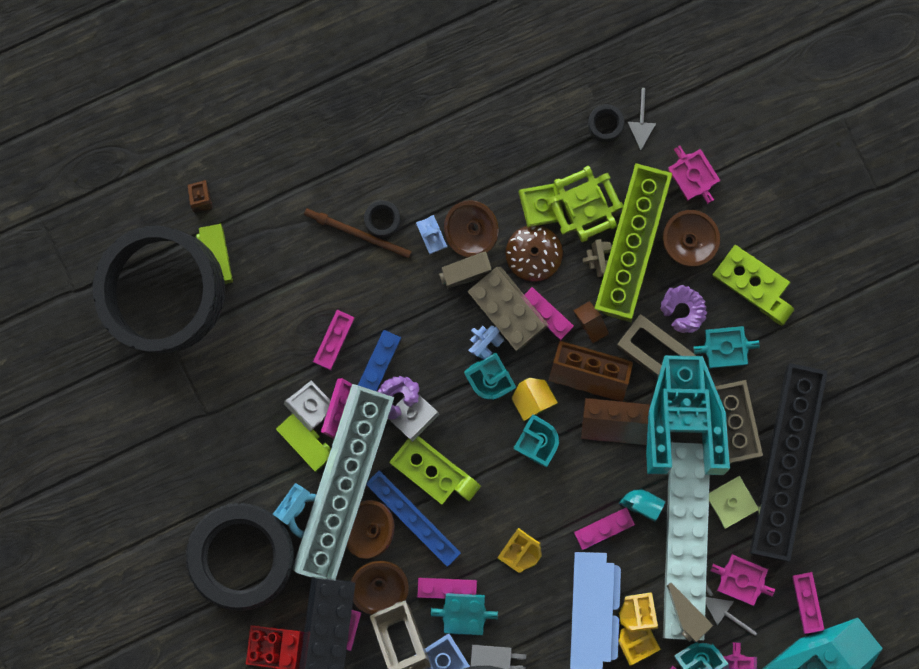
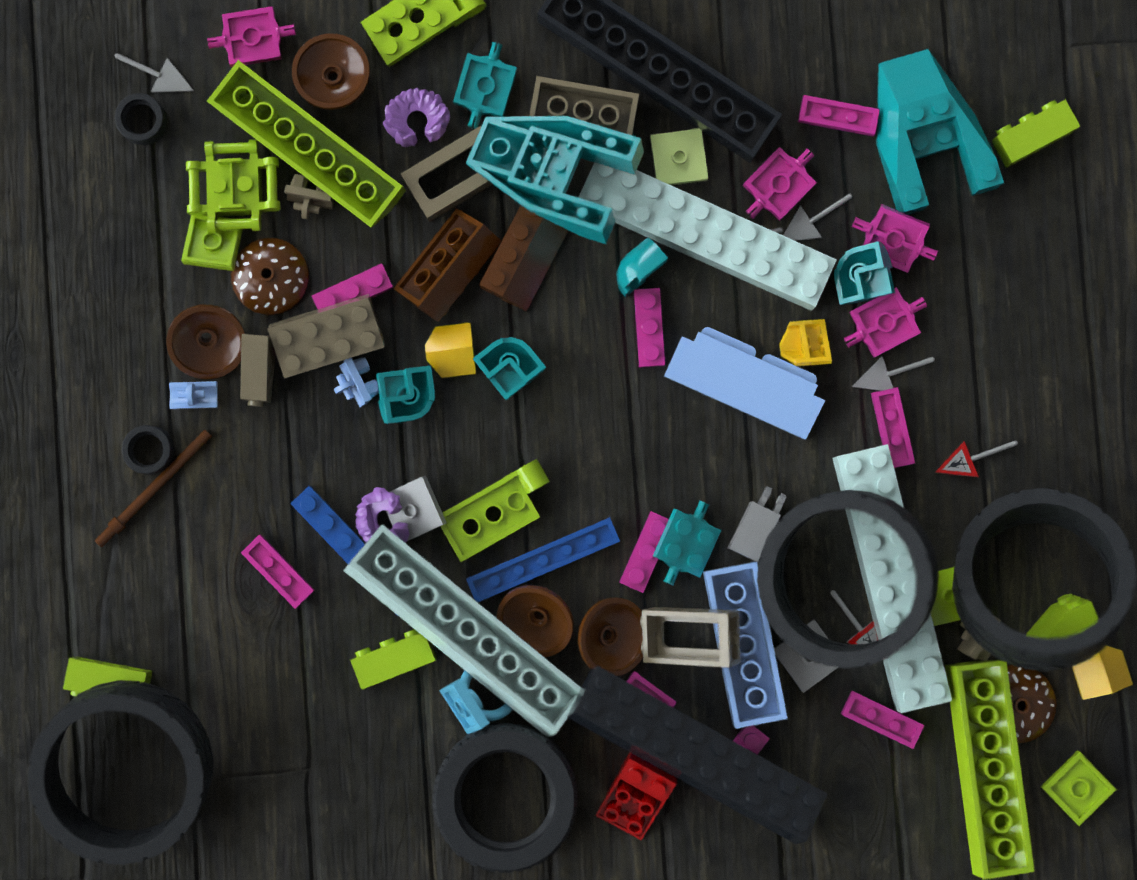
camera: 70 degrees left, 5 degrees up
(199, 197) = (24, 671): reddish brown slope -> none
(309, 405) = (349, 634): light grey plate -> none
(336, 407) = (365, 602): dark pink plate -> none
(521, 551) = (637, 442): yellow slope -> none
(591, 322) = (385, 239): reddish brown slope -> none
(638, 613) = (770, 327): yellow slope -> none
(689, 617) = (802, 266): dark tan slope -> none

